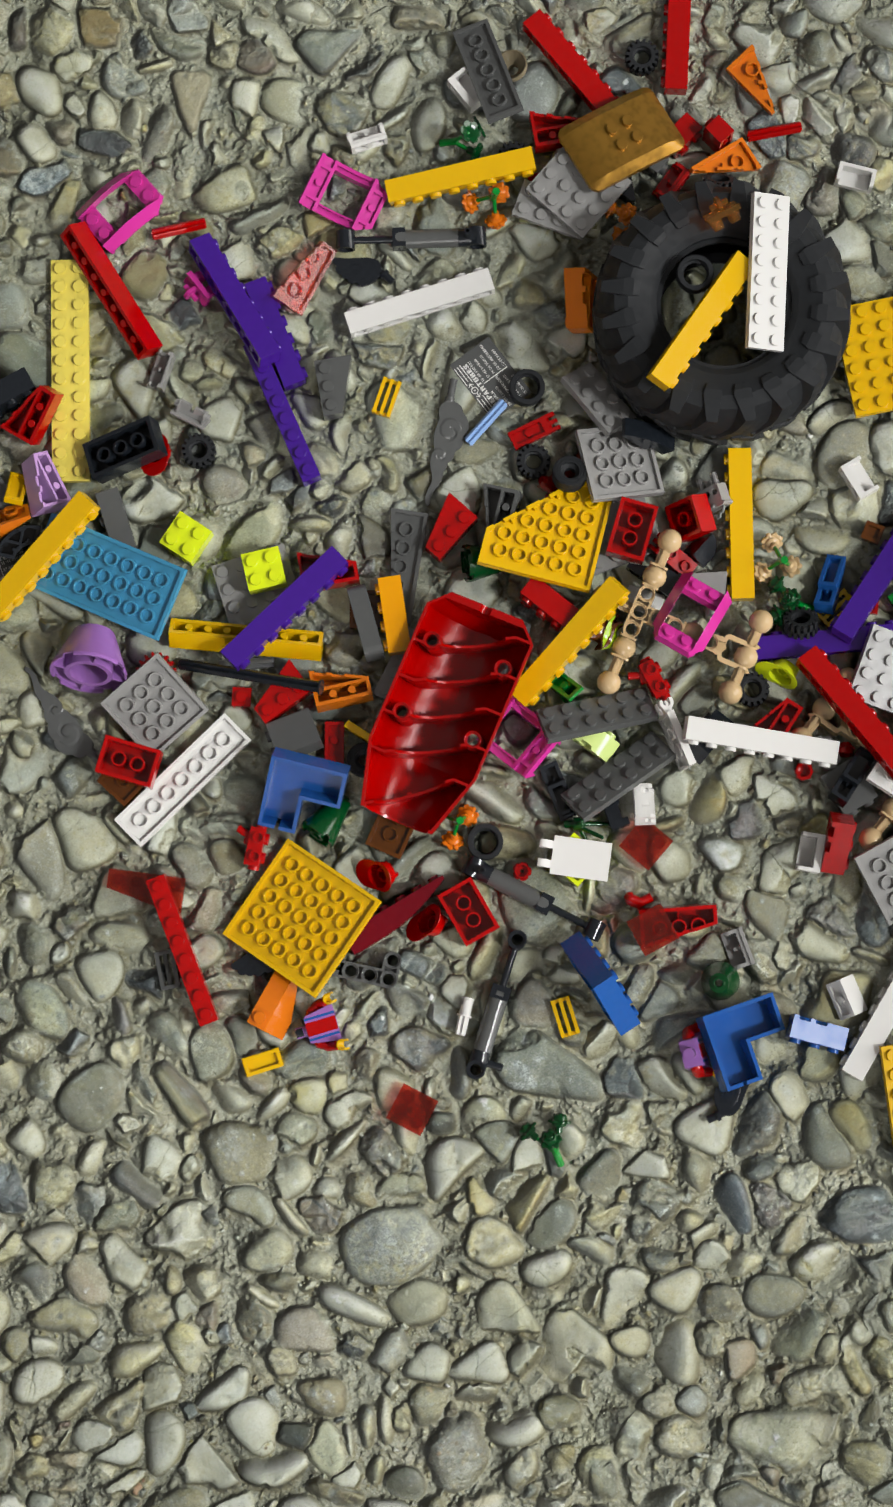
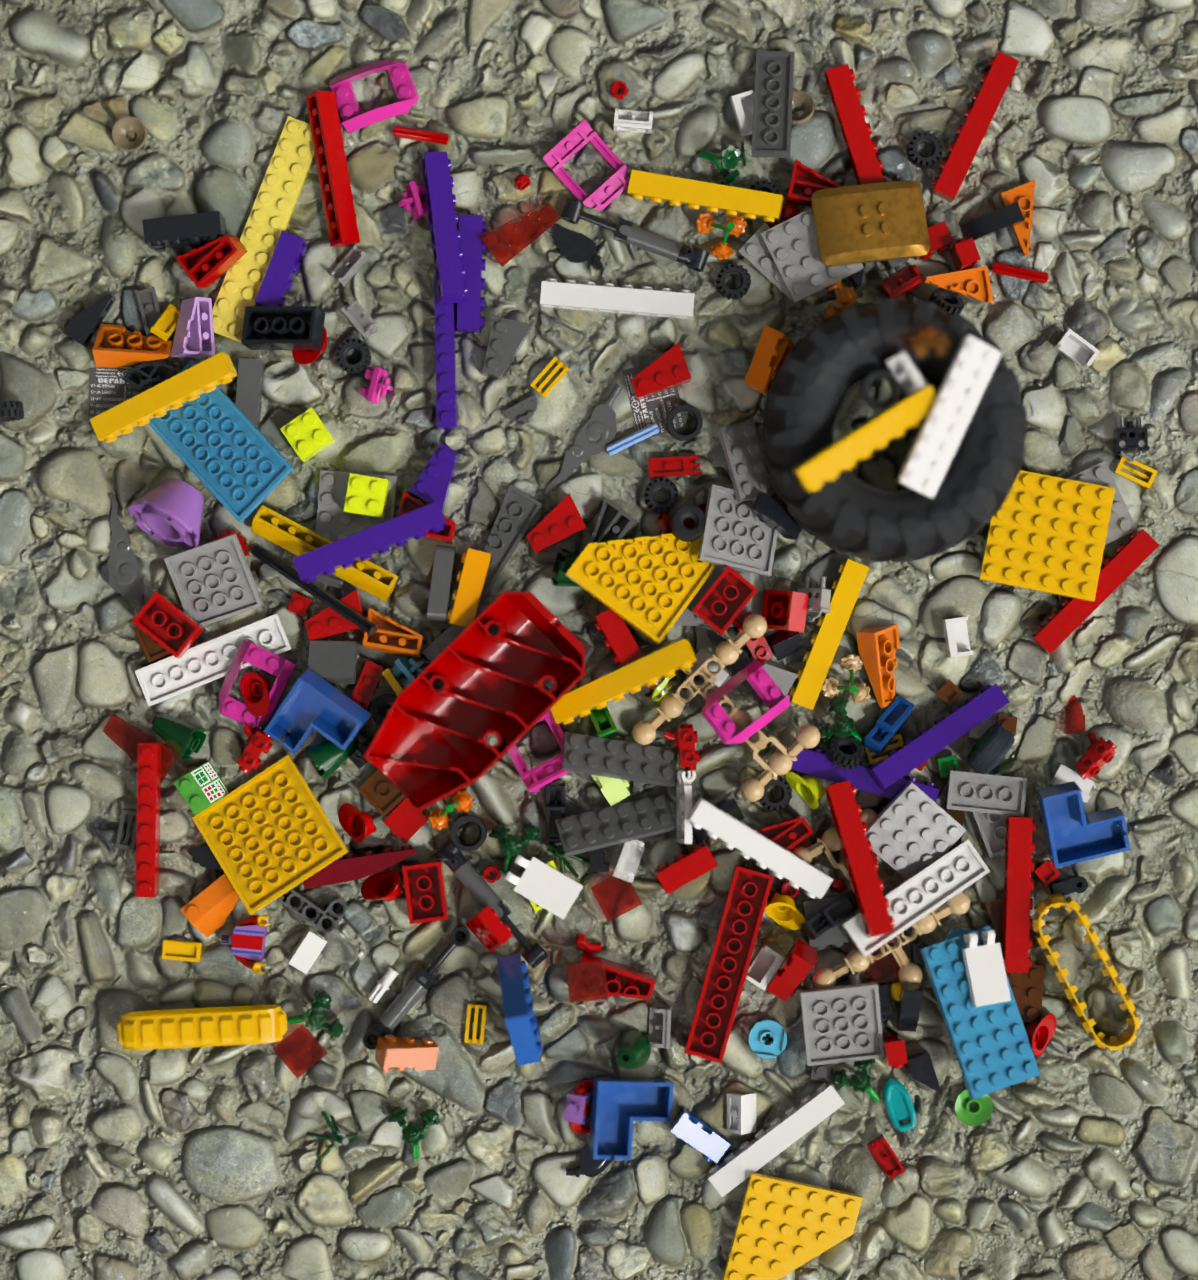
camera: 20 degrees right, 5 degrees up
(101, 399) = (281, 270): none -> dark purple brick
(181, 861) = (179, 735): none -> dark green cone
(220, 901) = (201, 787): none -> bright green slope
(233, 467) = (378, 385): none -> dark pink hips
(233, 760) = (264, 660): none -> dark pink wedge
(235, 793) = (255, 693): none -> red piece
(288, 233) = (522, 182): none -> red plate
(311, 1122) = (201, 1027): none -> yellow piece
(320, 527) = (436, 477): none -> dark purple wedge
(342, 111) = (619, 85): none -> red plate
(356, 811) = (358, 756): none -> black tyre
(362, 713) = (409, 667): none -> medium azure hips
(373, 438) = (522, 410): none -> dark grey tile
(380, 1013) = (307, 950): none -> white hinge
(415, 1070) = (315, 1018): none -> dark green plant
(421, 855) = (405, 820): none -> red piece
(479, 1174) = (336, 1137): none -> dark green plant
(488, 353) = (662, 374): none -> red wedge
(512, 1067) = (406, 1052): none -> wedge
(518, 233) = (733, 270): none -> black tyre
(529, 832) = (511, 844): none -> dark green plant
(541, 161) = (788, 211): none -> red tile
(541, 920) = (489, 929): none -> red piece
(699, 789) = (685, 867): none -> red brick
(711, 249) = (906, 372): none -> white hinge
(731, 95) = (993, 222): none -> black slope
(776, 862) = (728, 963): none -> red brick
(792, 523) = (878, 650): none -> orange wedge
(808, 794) = (784, 912): none -> yellow piece
(850, 924) = (774, 1047): none -> medium azure plate

